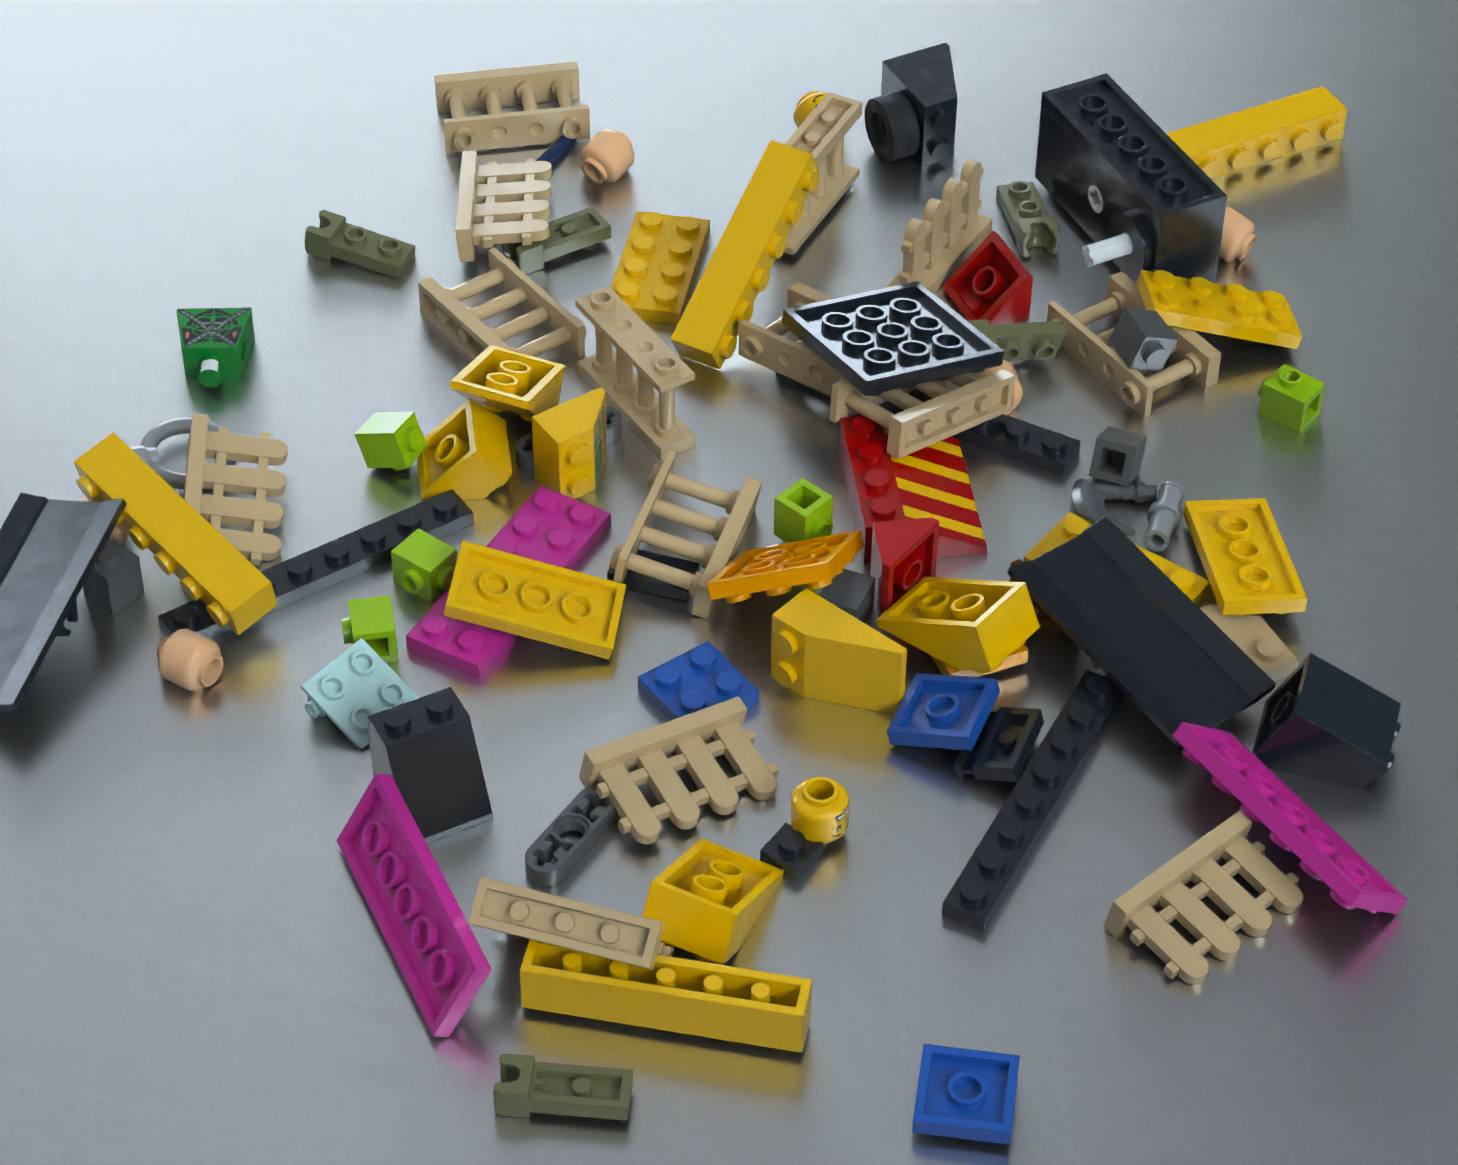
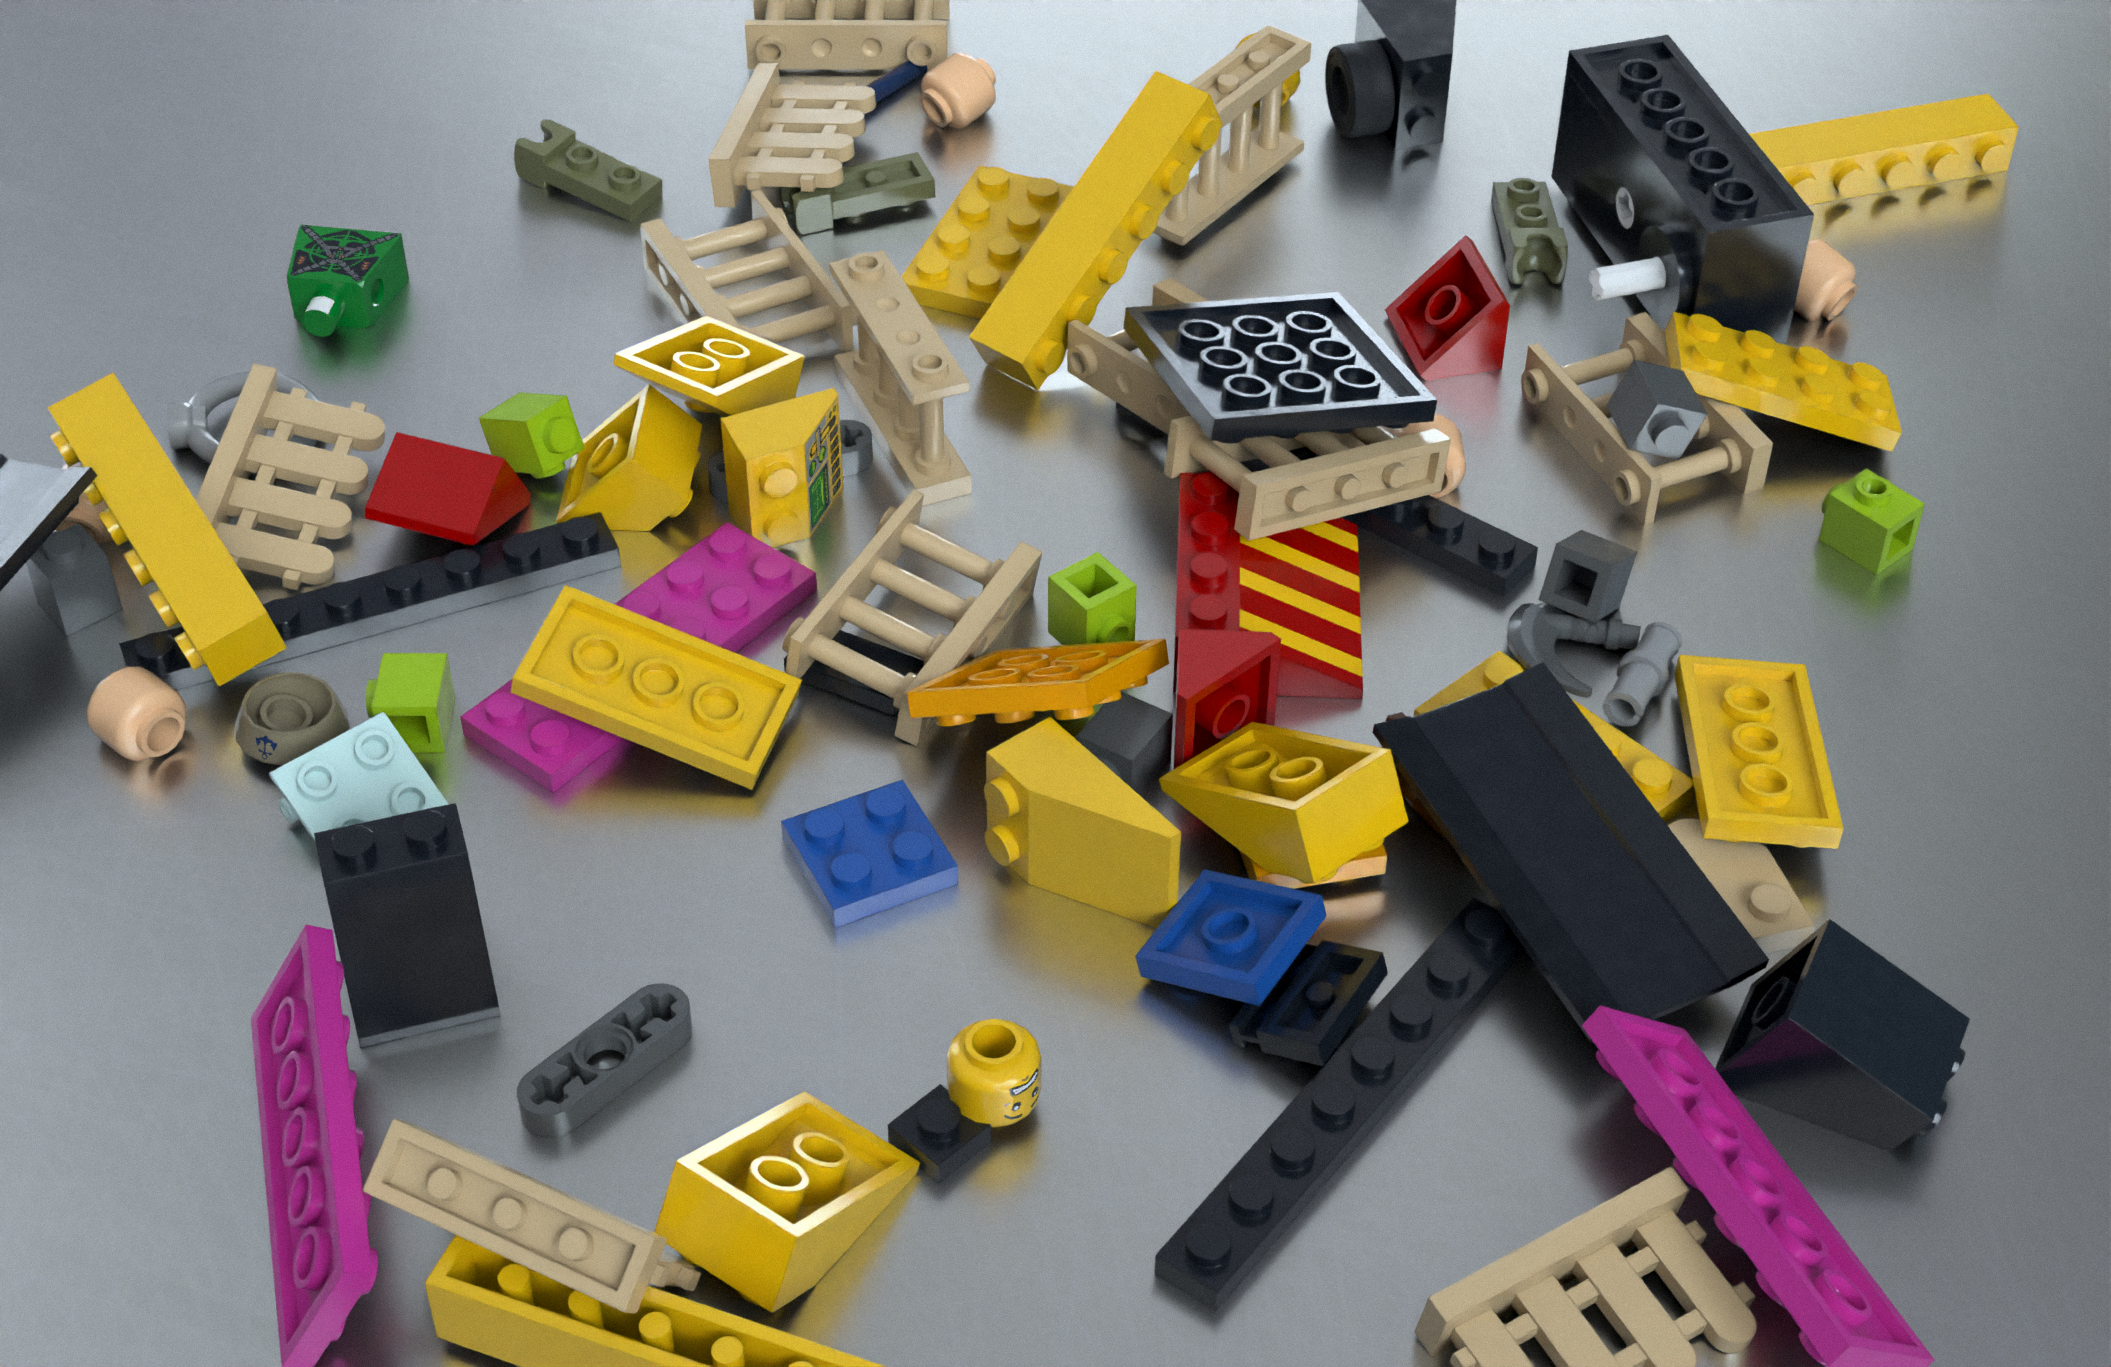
camera: 10 degrees right, 0 degrees up
(292, 651) = (288, 717): none -> dark tan hat
(345, 486) = (445, 490): none -> red slope
(423, 565) = (512, 610): lime brick -> none
(670, 747) = (791, 939): tan fence -> none
(947, 233) = (1399, 231): tan fence -> none
(1025, 340) = (1480, 393): olive plate -> none

